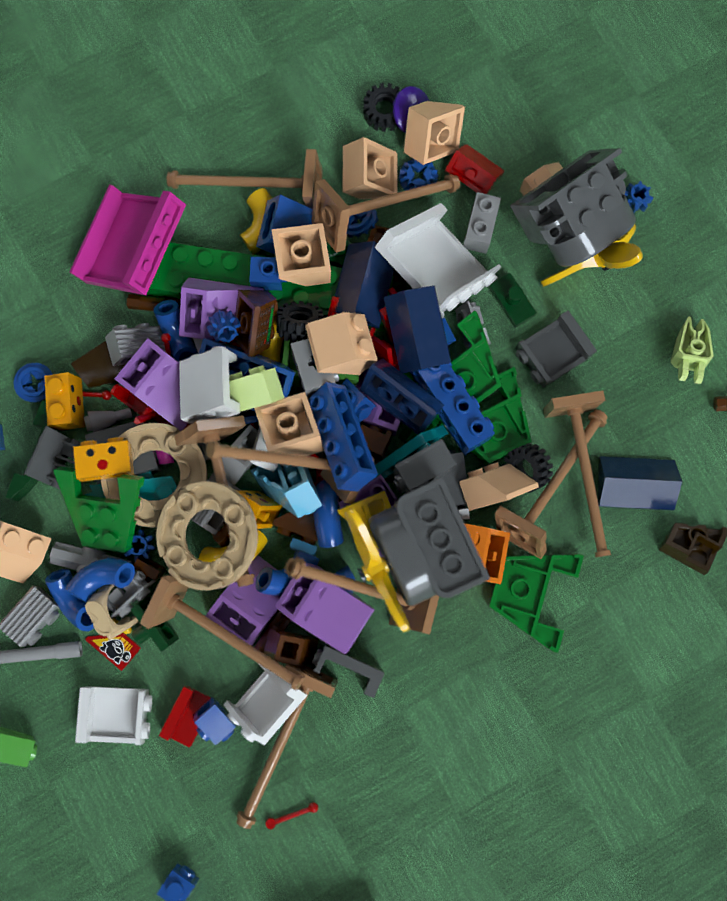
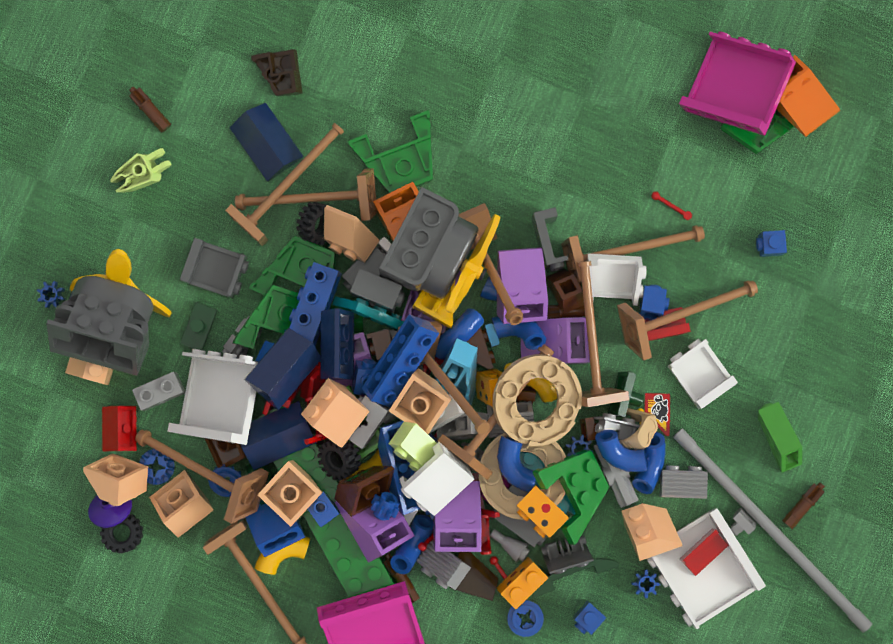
camera: 125 degrees left, 5 degrees up
(167, 467) = (511, 465): none -> blue cylinder
(201, 684) = (636, 329): none -> medium nougat tile

